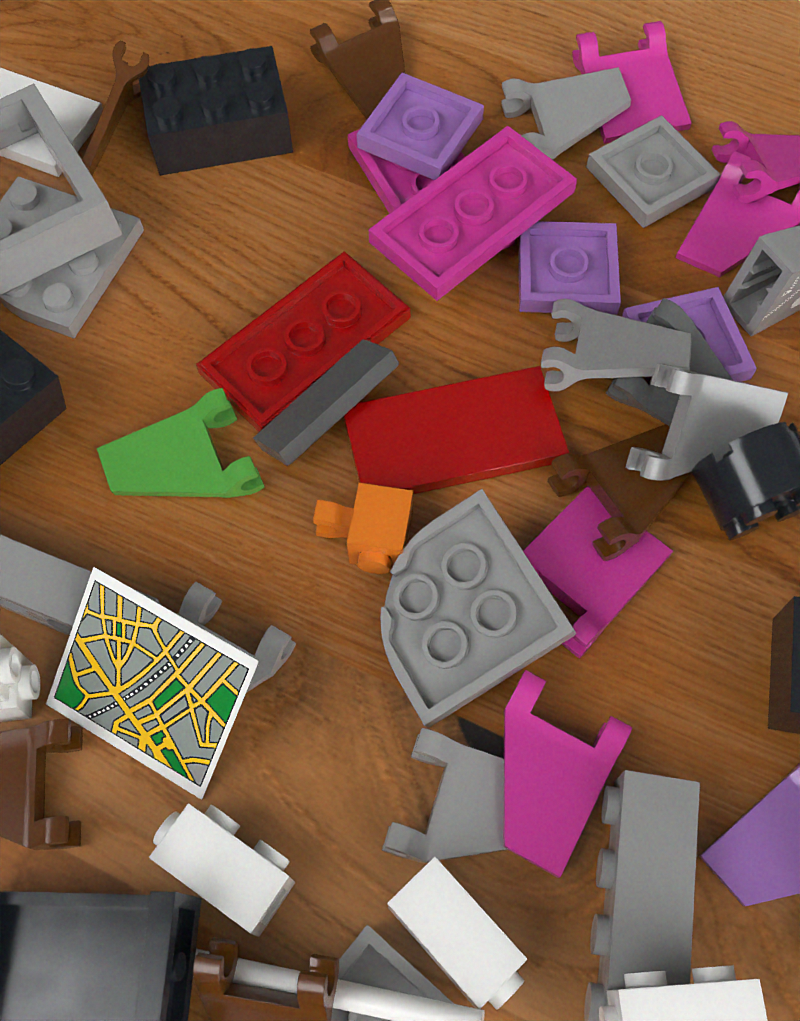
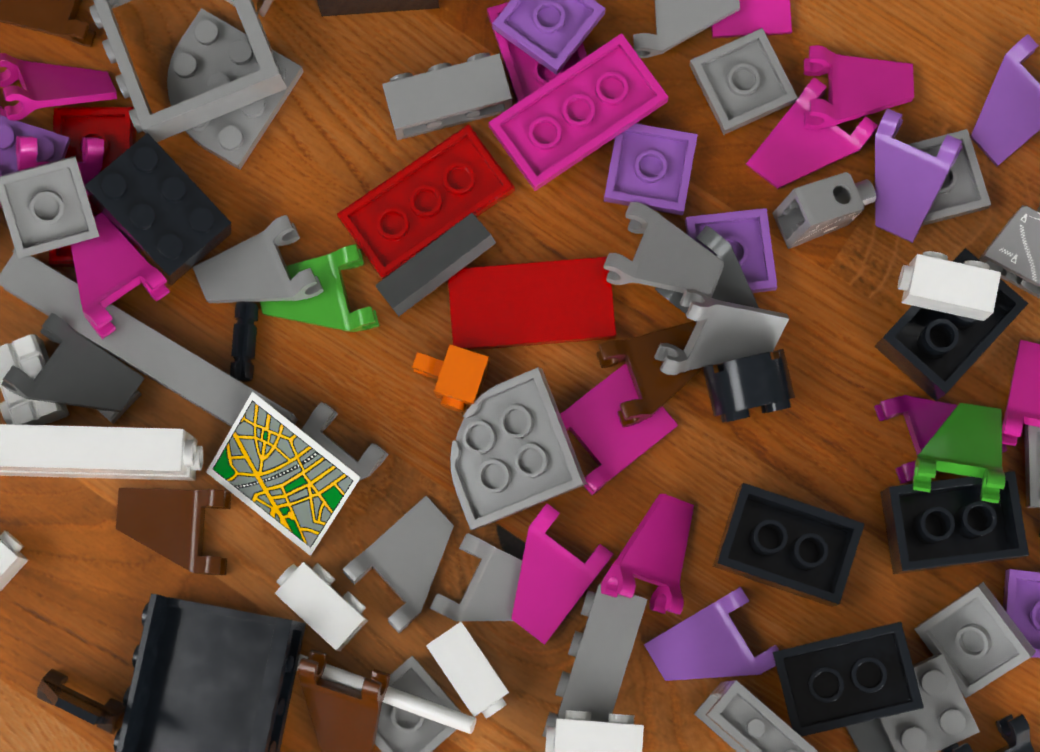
camera: 10 degrees right, 15 degrees up
(88, 523) = (244, 341): none -> black axle
(102, 438) = (256, 270): none -> light grey flag
(312, 224) = (447, 95): none -> light grey brick
(338, 784) = (407, 558): none -> light grey flag
(690, 725) = (654, 555): none -> dark pink flag

